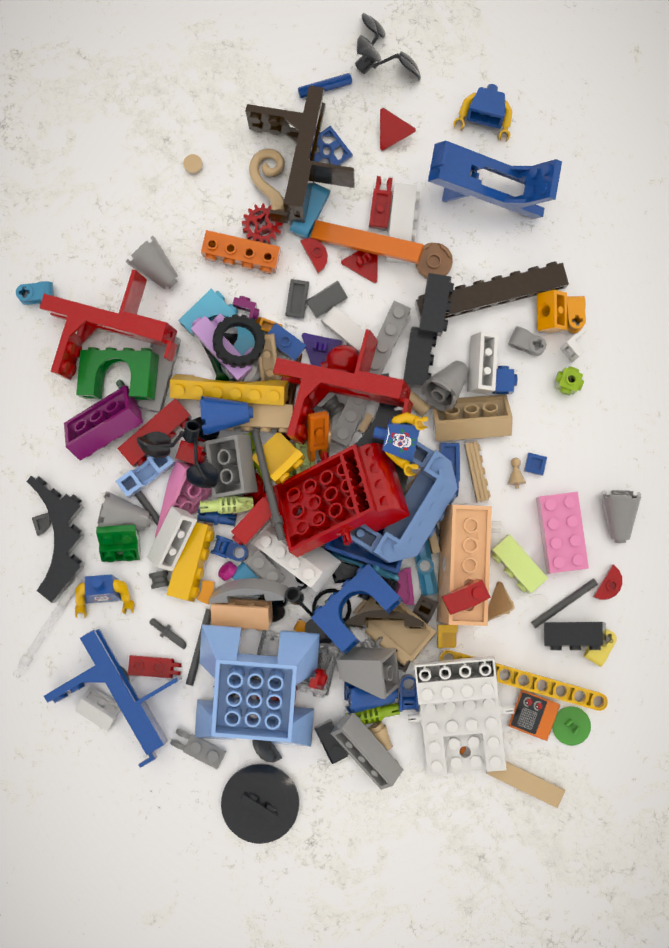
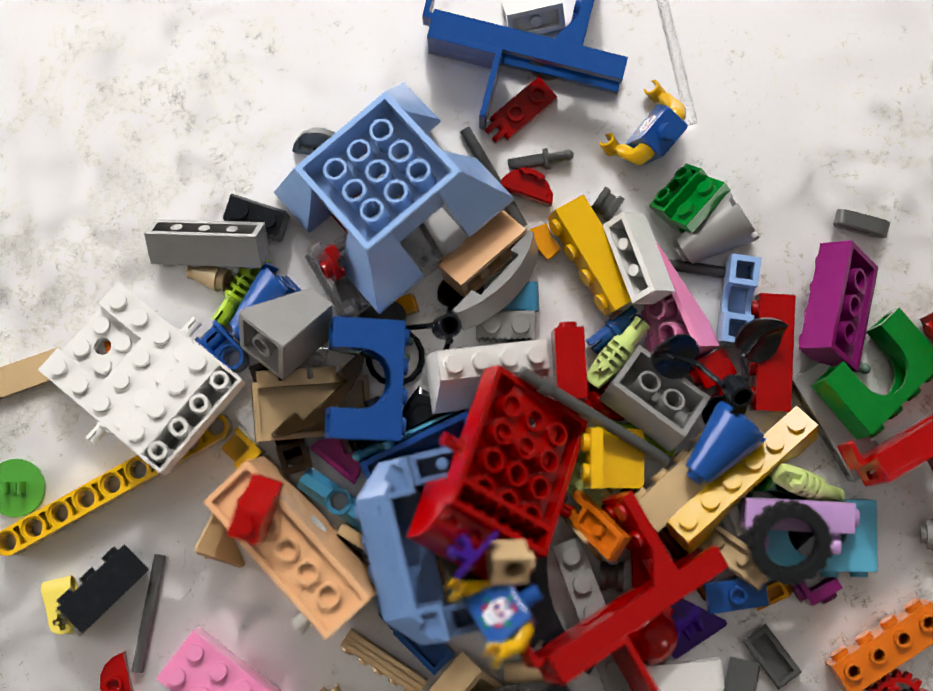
camera: 145 degrees right, 0 degrees up
(42, 523) = (789, 141): dark grey tile -> none
(50, 450) = (861, 223): none -> dark grey beam
(66, 538) = (748, 149): black arch -> none
(186, 626) = (529, 185): none -> red plate
(200, 749) = (378, 78): light grey hinge -> none
(202, 358) = (805, 483): none -> yellowish green hinge
(227, 571) = (545, 284): dark pink tile -> none
(228, 549) = (569, 306): blue piece -> none
(260, 803) = (268, 83): black bracket -> none
(365, 423) = (558, 592): tan tile -> none
(374, 457) = (509, 562): none -> tan brick
(390, 478) = (468, 554): none -> dark purple piece
(518, 564) = (238, 605): yellowish green brick -> none
(534, 715) = (65, 459): slope -> none

